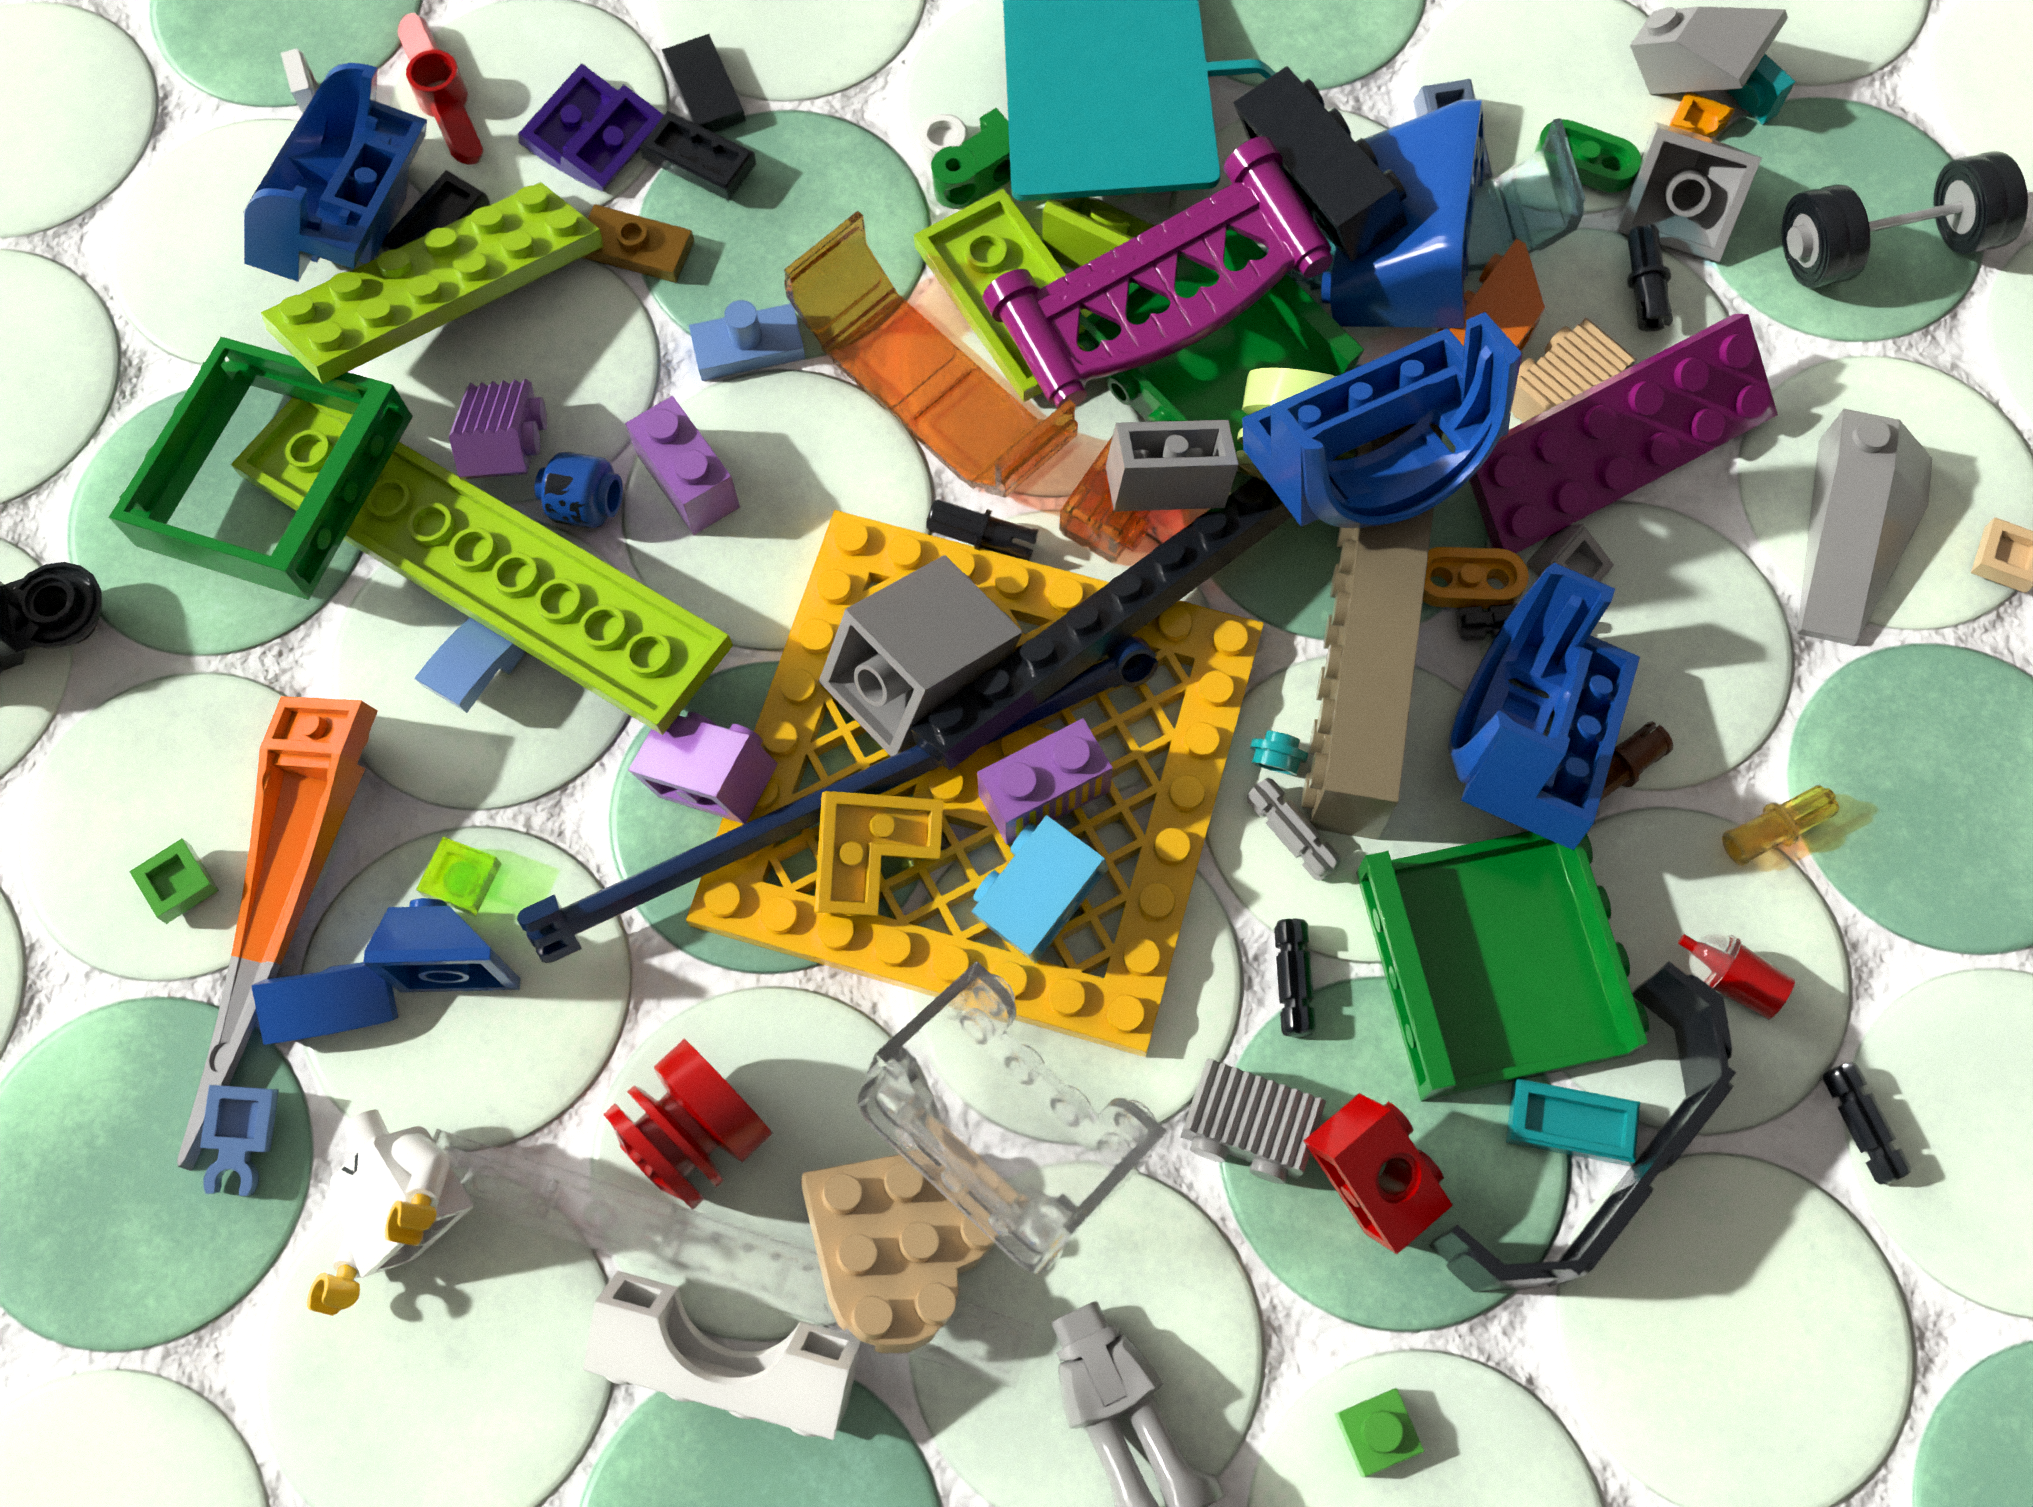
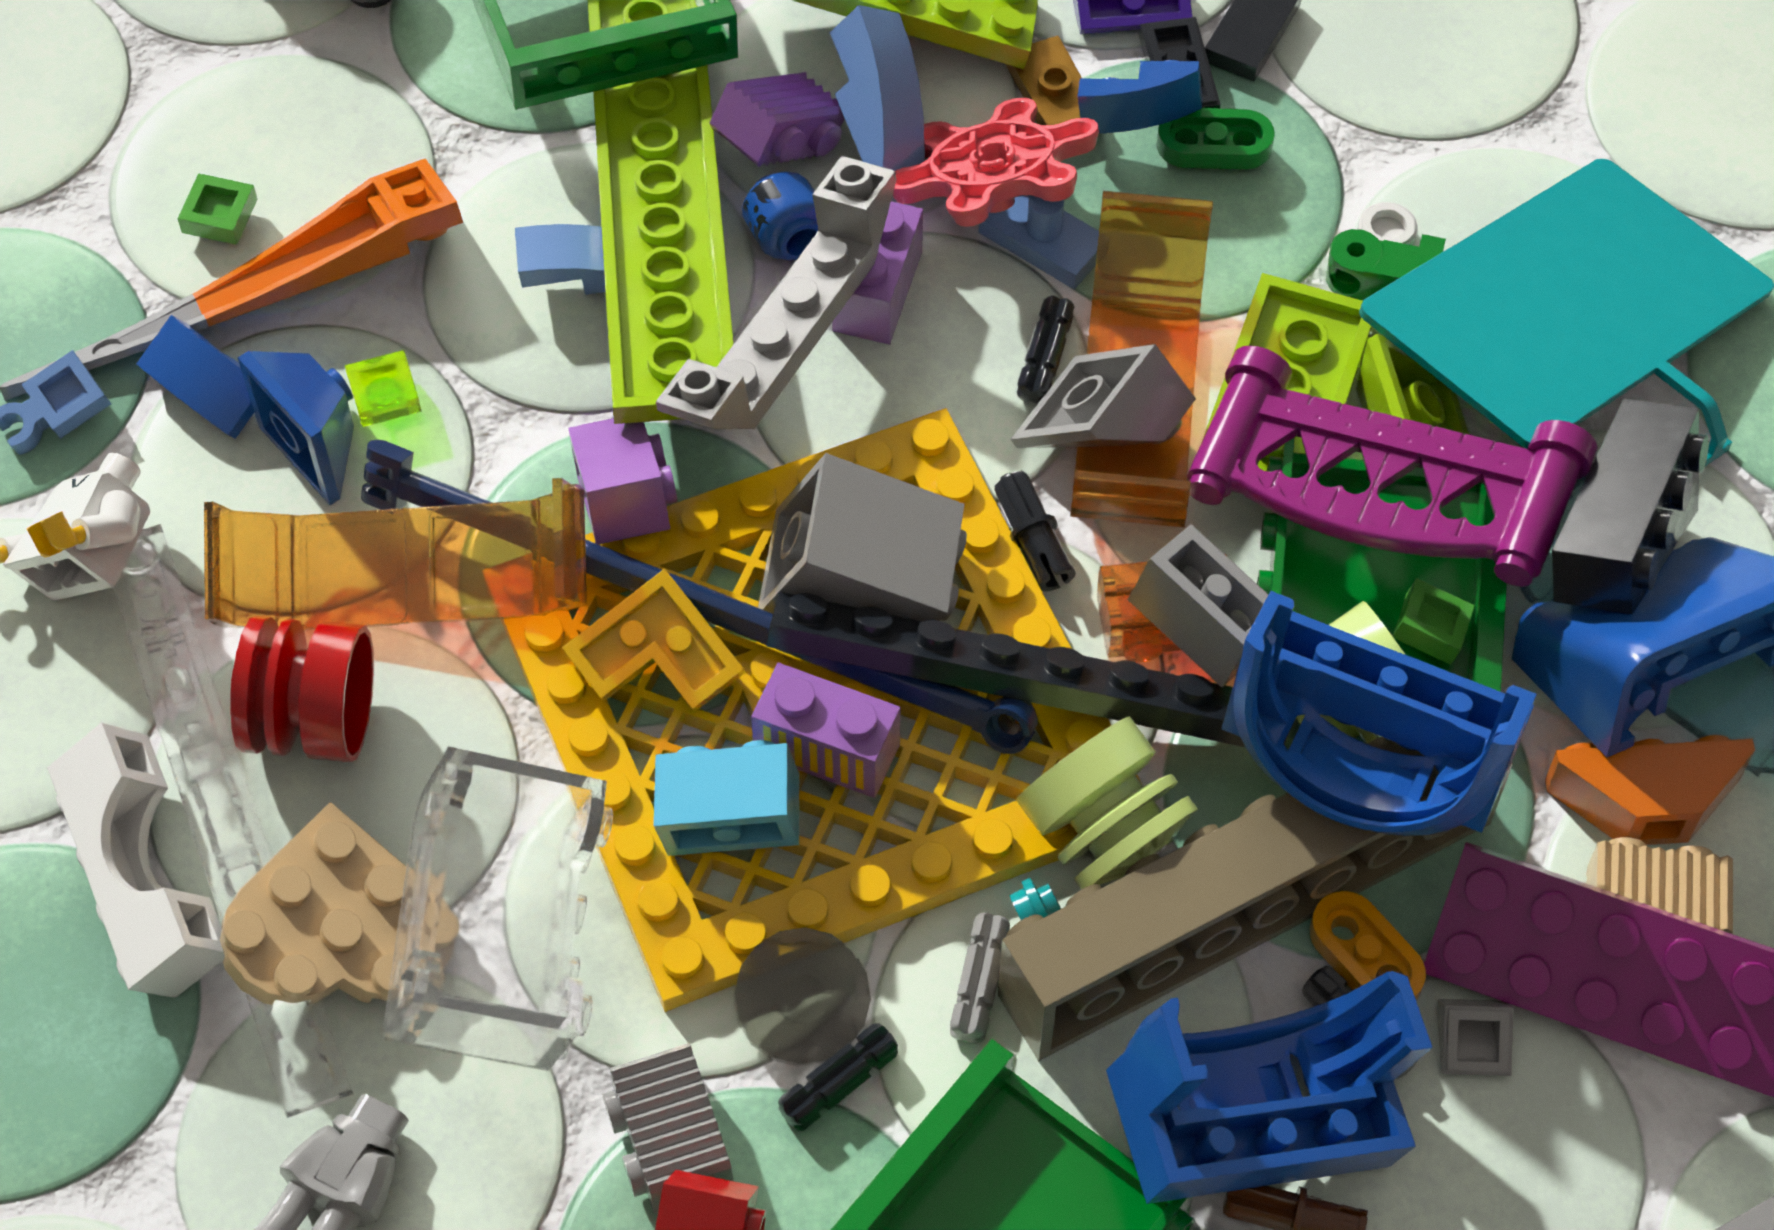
camera: 50 degrees right, 10 degrees down
(546, 350) = (882, 90): none -> medium blue slope
(641, 972) = (398, 562): none -> clear orange windscreen
(650, 311) = (996, 161): none -> coral plate
(720, 175) = (1158, 96): none -> blue slope
(728, 627) = (739, 391): none -> light grey slope
(771, 180) = (1213, 139): none -> green plate
(843, 412) = (1045, 348): none -> black axle
(933, 406) = (1109, 401): none -> light grey slope
(1219, 956) = (801, 996): none -> clear smoke tile
(1264, 646) = (1106, 804): none -> yellowish green wheel
(1275, 344) = (1433, 621): none -> bright green plate

